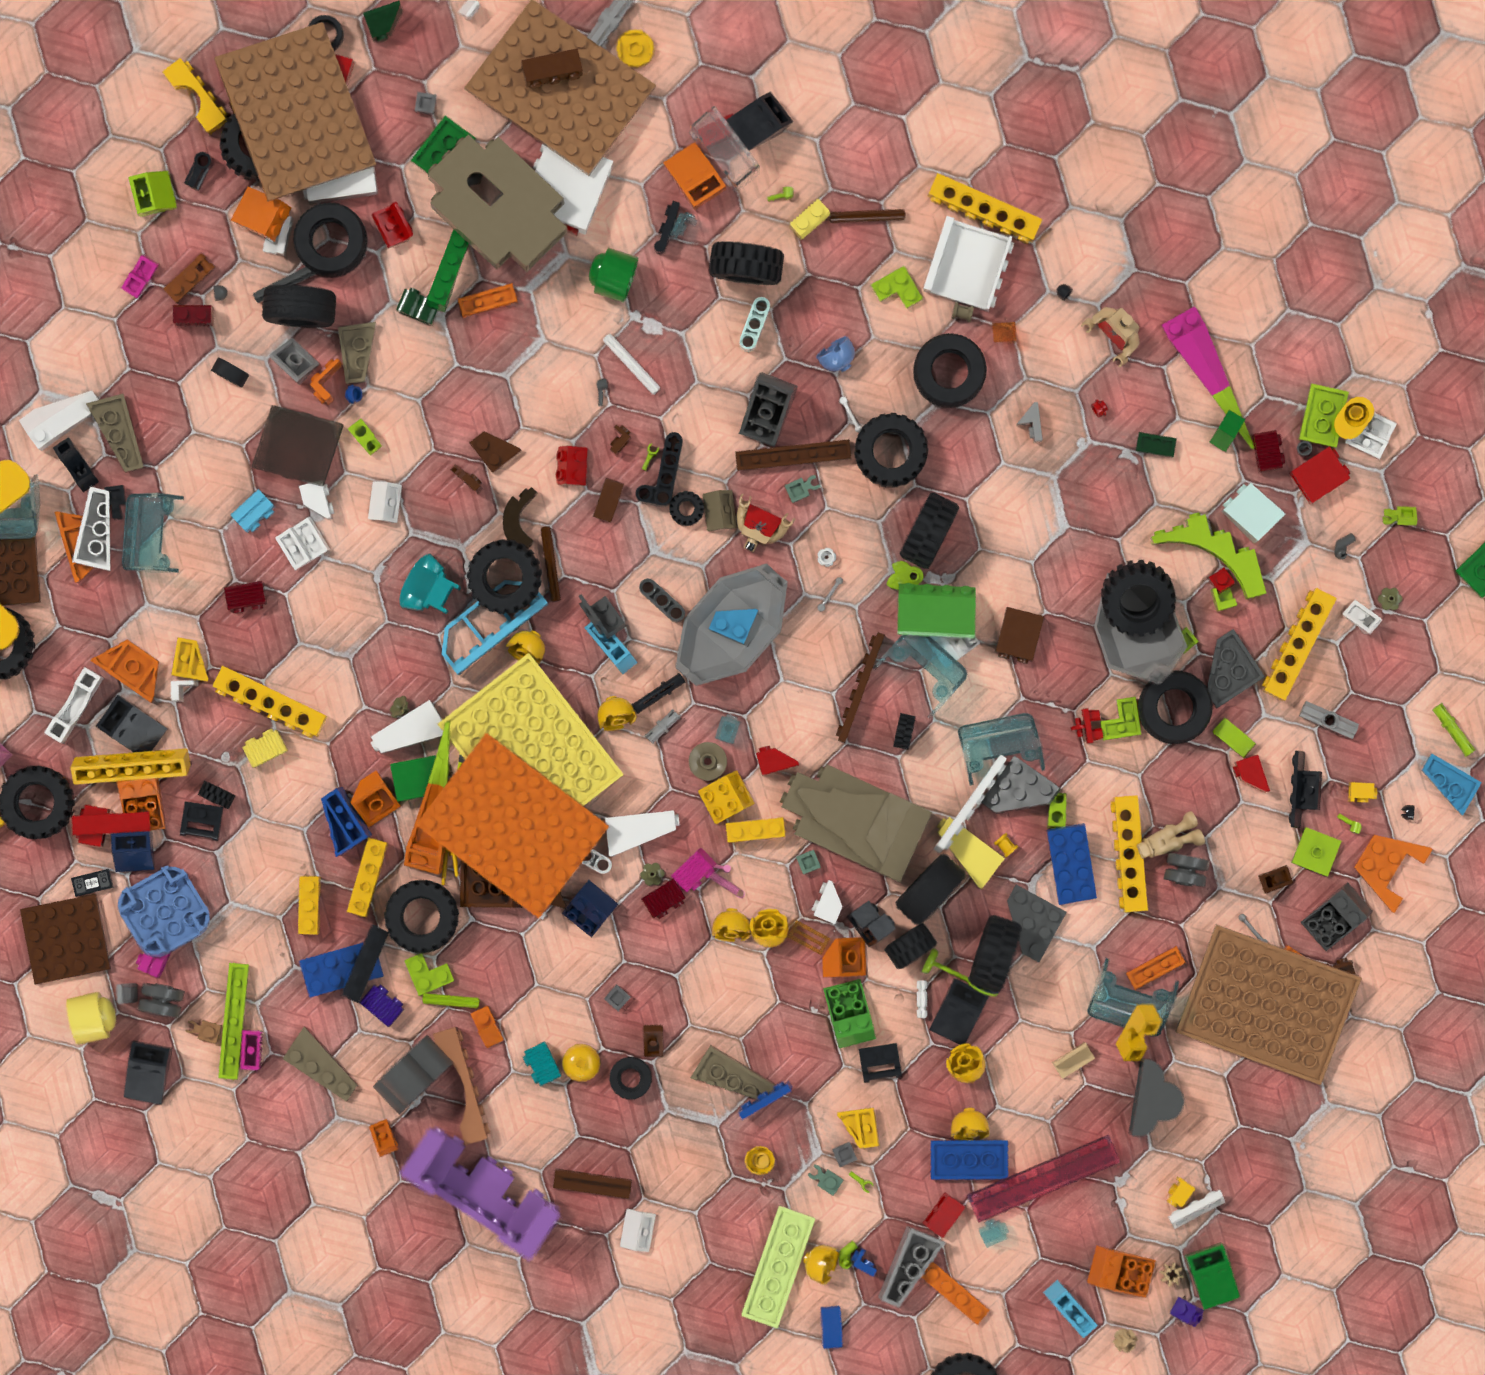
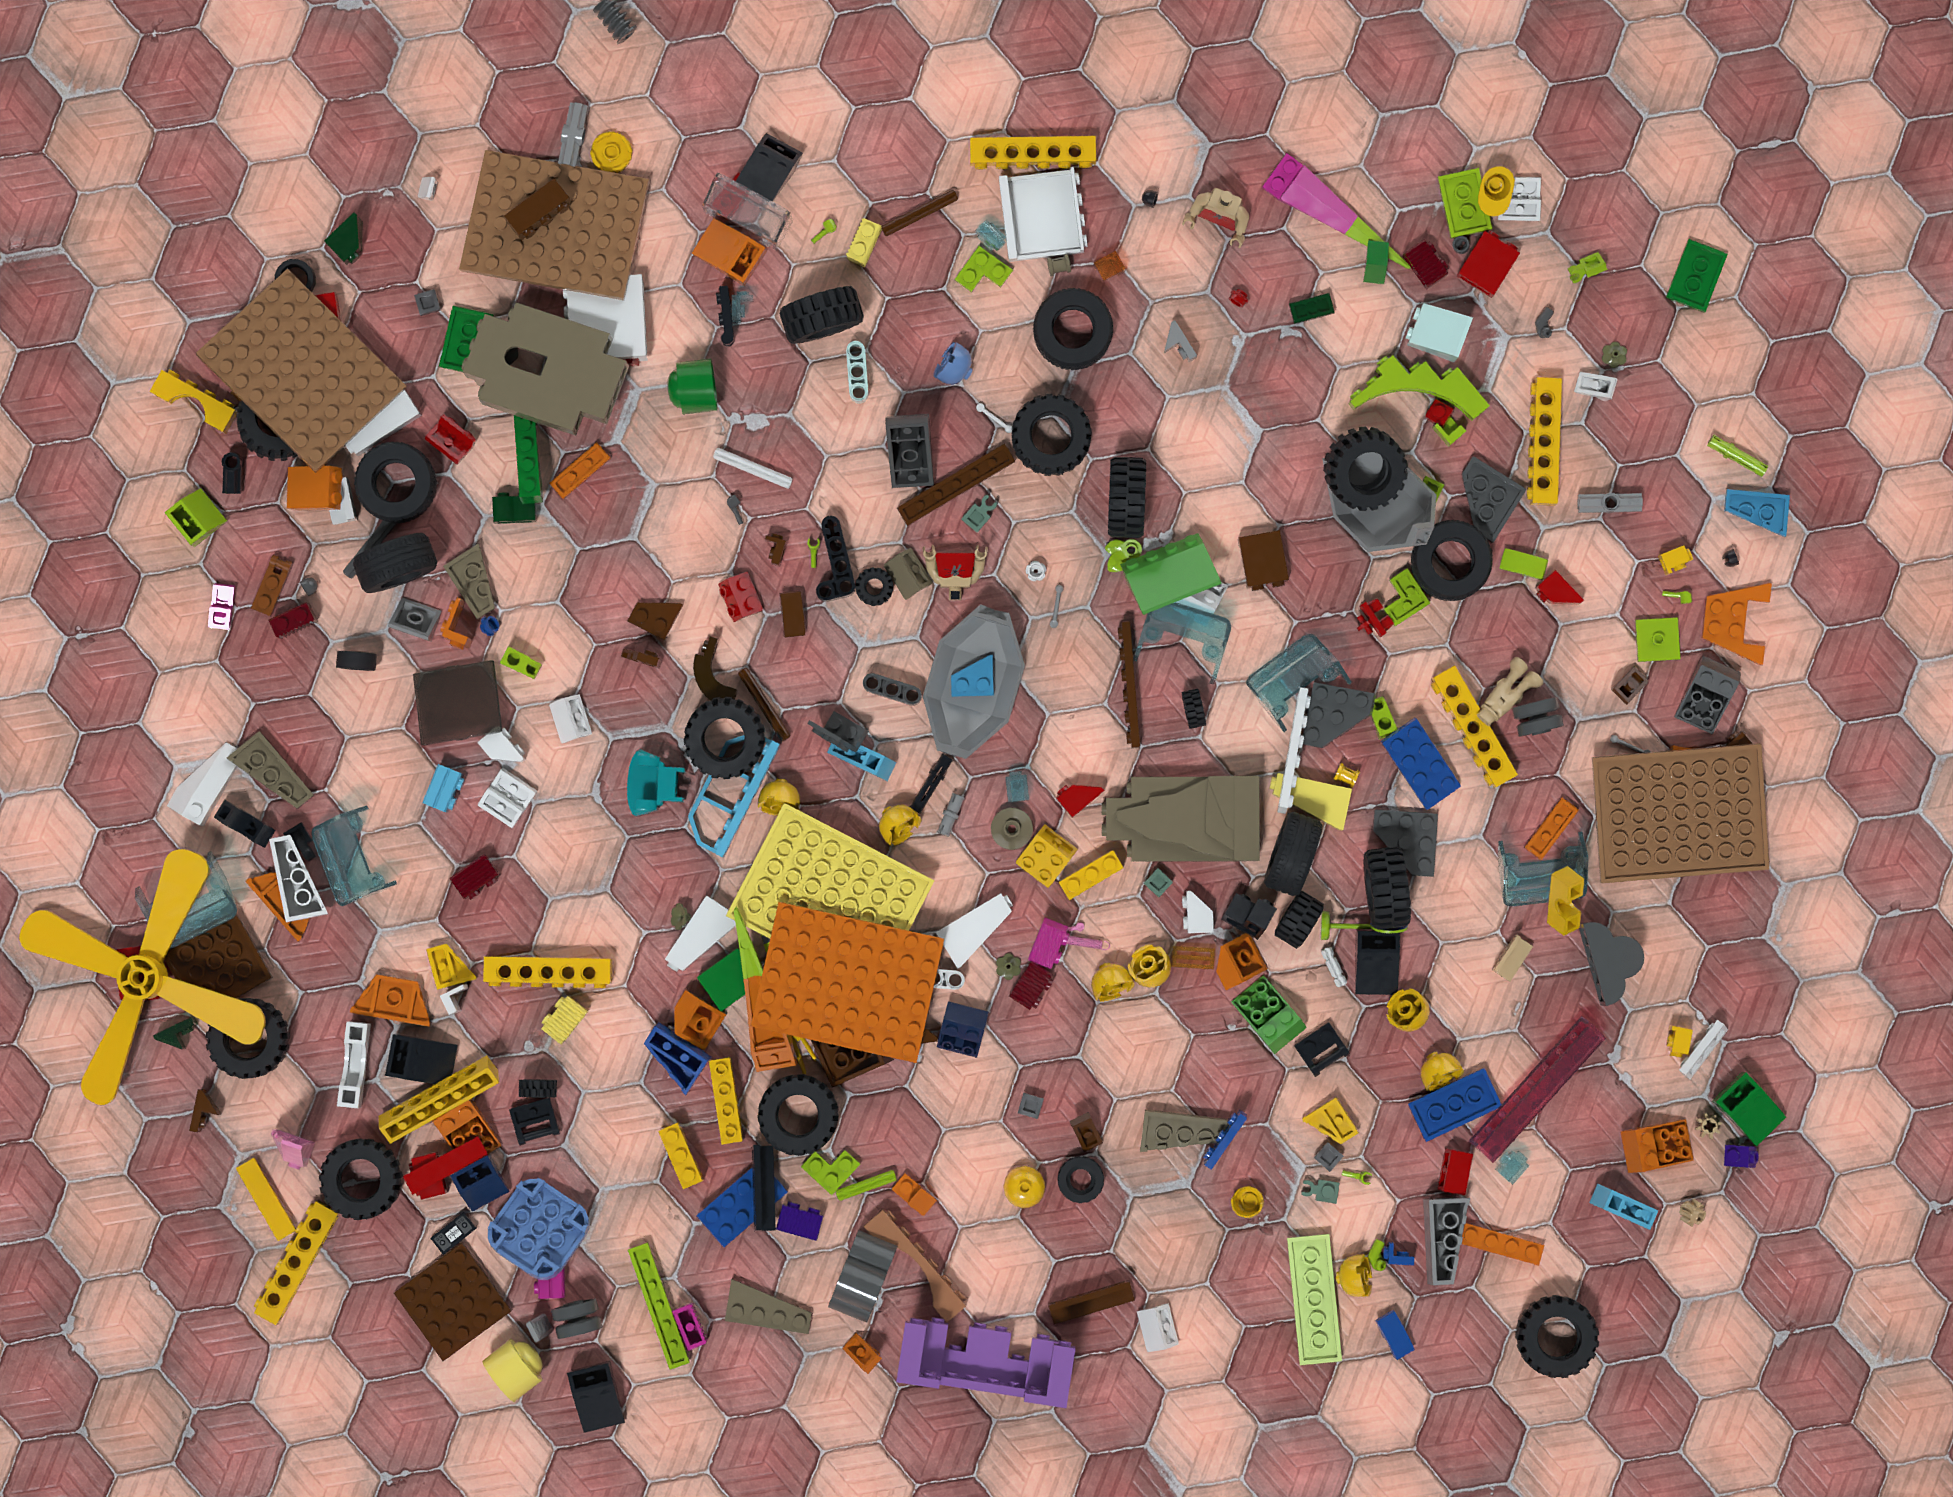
camera: 20 degrees left, 0 degrees up
(207, 1031) = (637, 1328): medium nougat plate -> none
(542, 1064) = (986, 1206): teal brick -> none
(917, 262) = (990, 236): none -> clear light blue brick
(1305, 789) = (1619, 583): black bracket -> none

